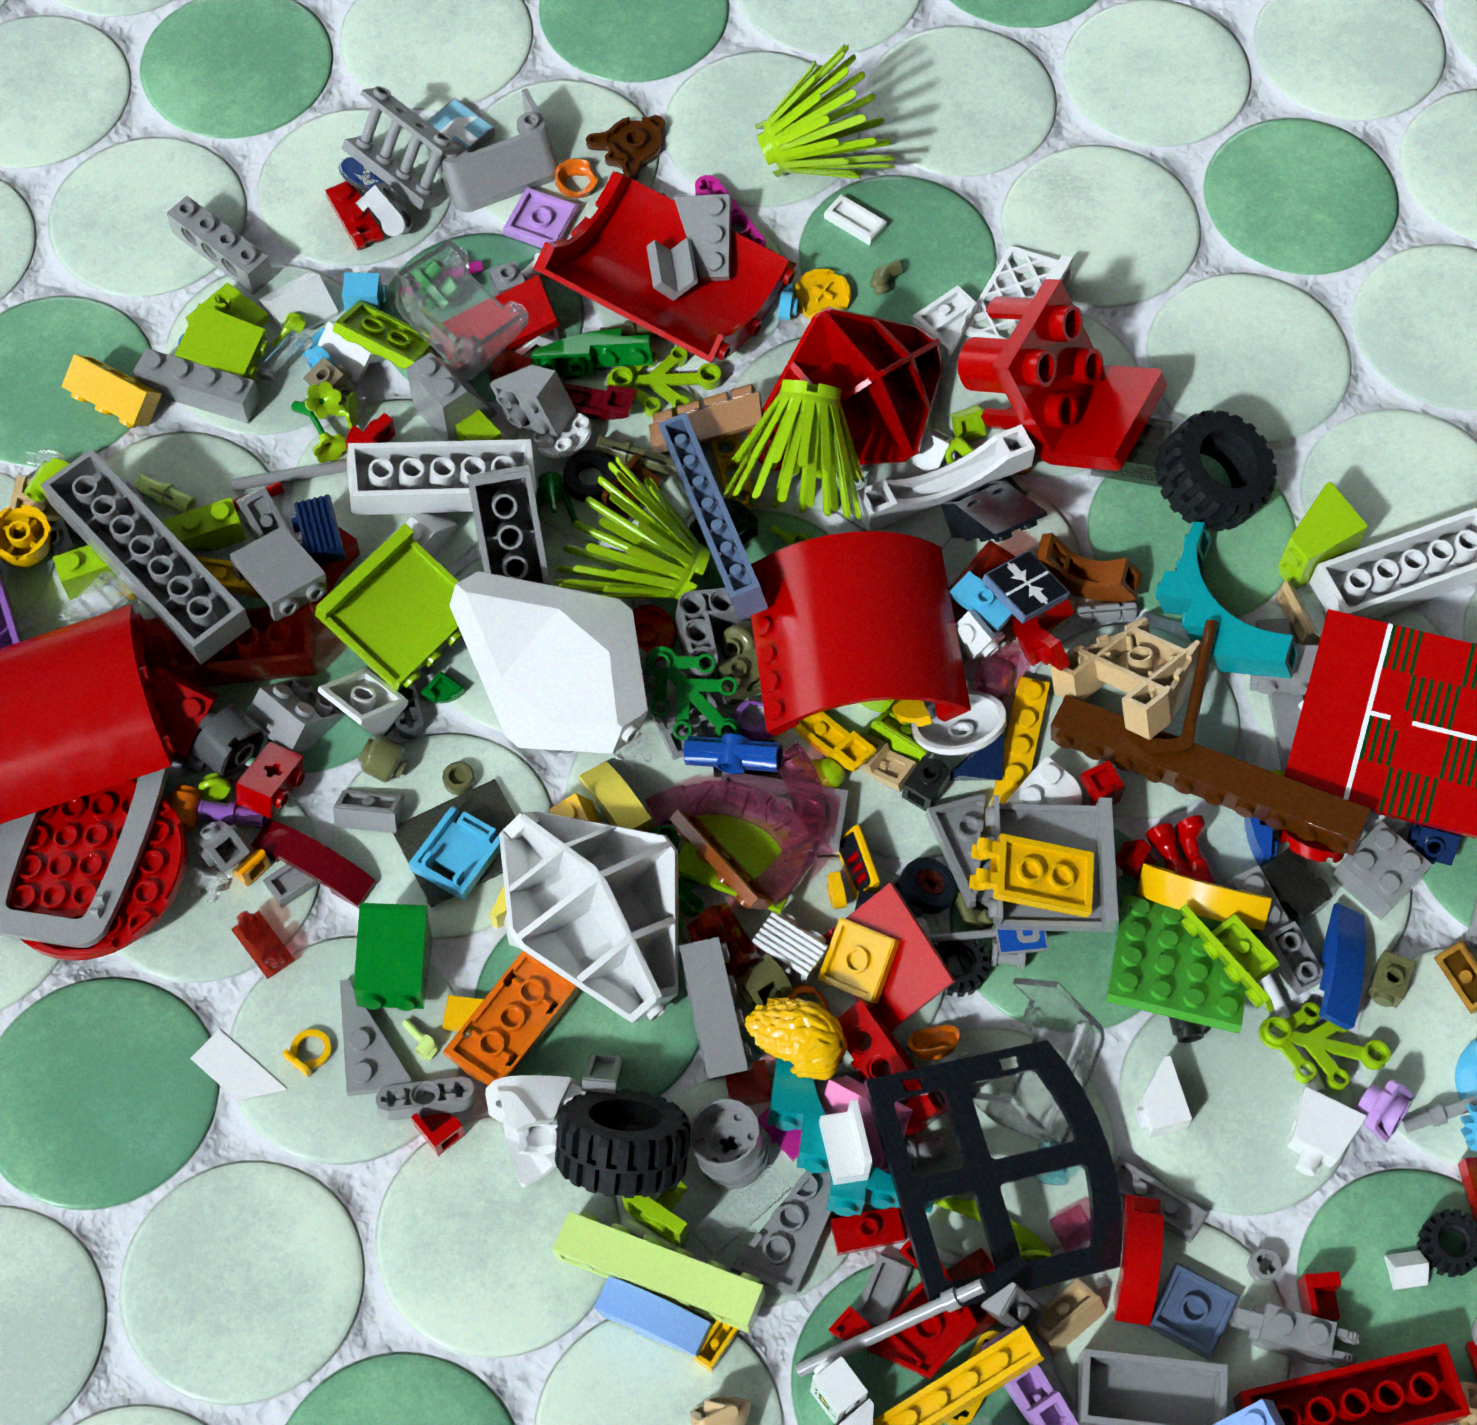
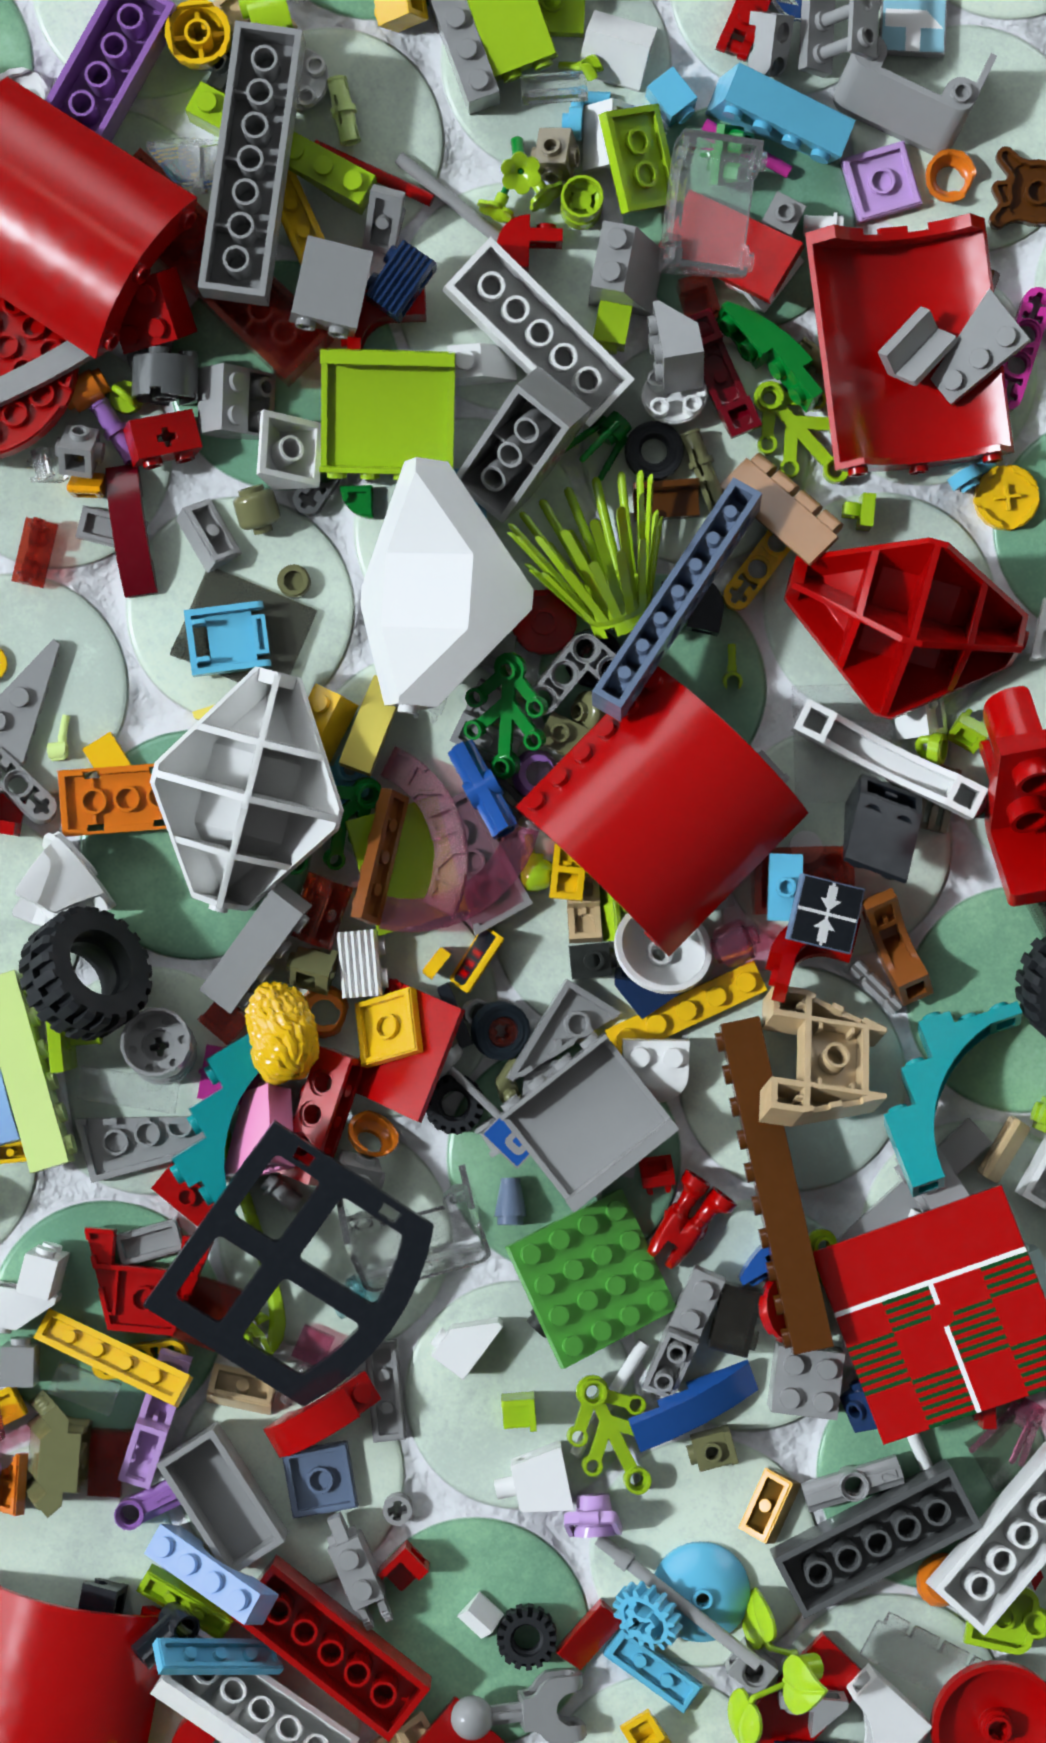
camera: 55 degrees right, 25 degrees up
(377, 391) = (581, 202): none -> lime wheel
(392, 956) = (95, 668): green slope -> none
(408, 239) = (780, 114): none -> medium azure wedge
(602, 1073) = (138, 905): light grey tile -> none
(753, 374) = (862, 511): none -> lime tile
(816, 442) = (805, 607): lime plant -> none
(846, 1145) = (218, 1140): white panel -> none
(949, 1300) = (154, 1312): light grey bar -> none
(976, 636) = (747, 905): white bracket -> none
(1015, 1308) = (202, 1357): light grey slope -> none
(1035, 874) = (562, 1120): yellow tile -> none
(1075, 982) = (510, 1203): none -> sand blue cone
(1103, 782) = (700, 1104): red panel -> none
(1185, 741) = (787, 1149): reddish brown piece -> none
(1203, 897) = (657, 1258): yellow slope -> none
(1239, 950) = (626, 1324): lime bracket -> none
(1251, 1102) = (519, 1410): none -> lime panel

